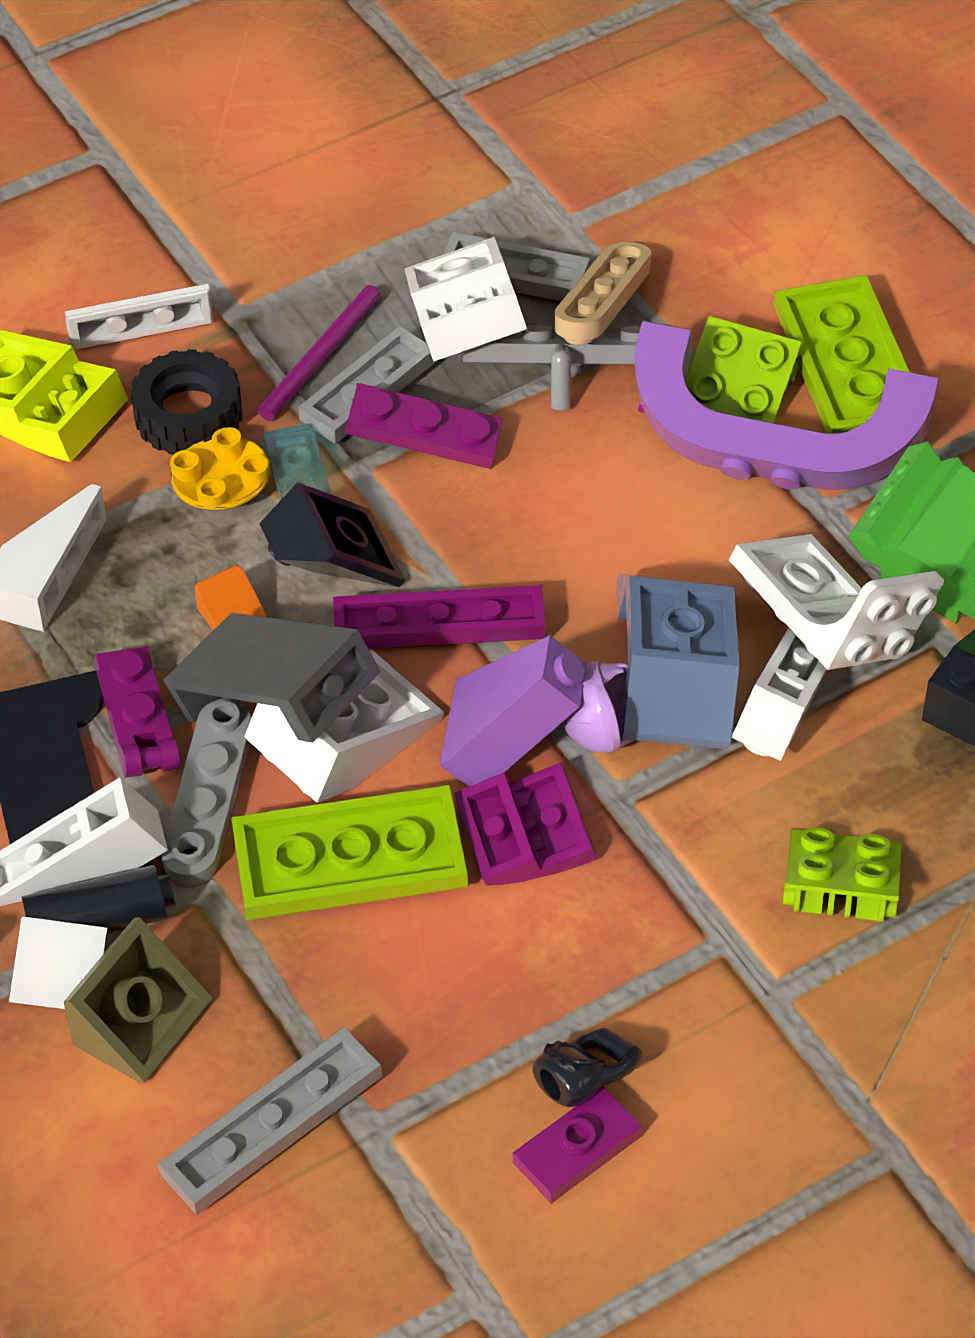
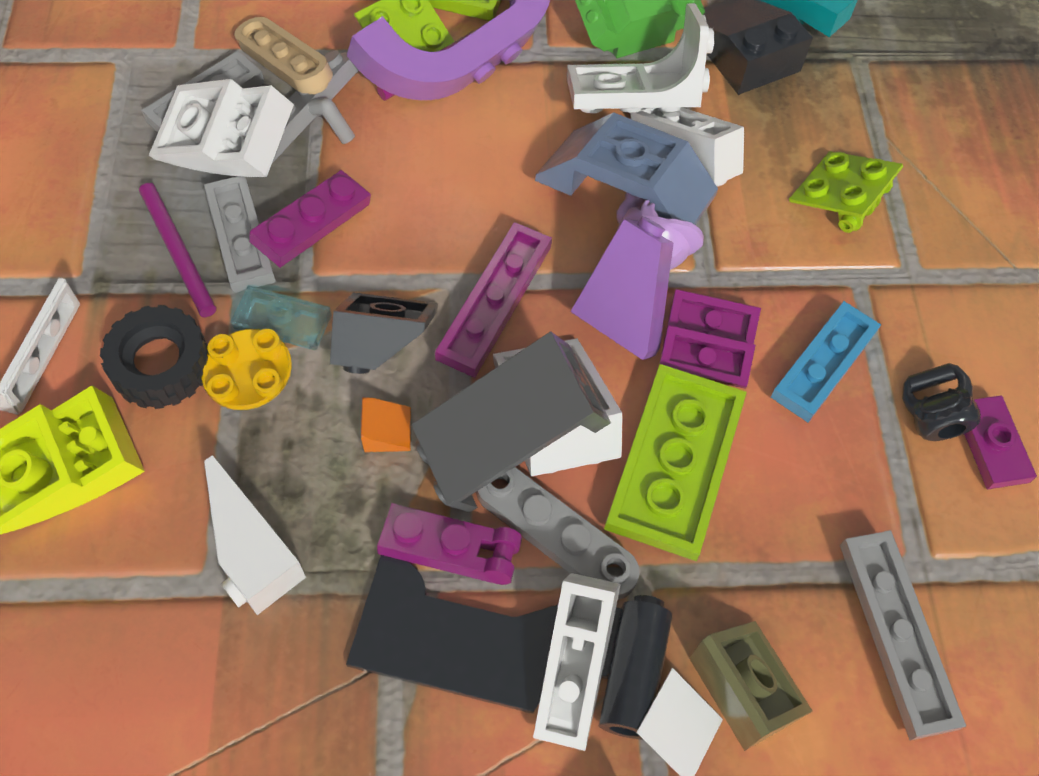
camera: 65 degrees left, 10 degrees up
(568, 938) = (825, 361): none -> dark azure plate

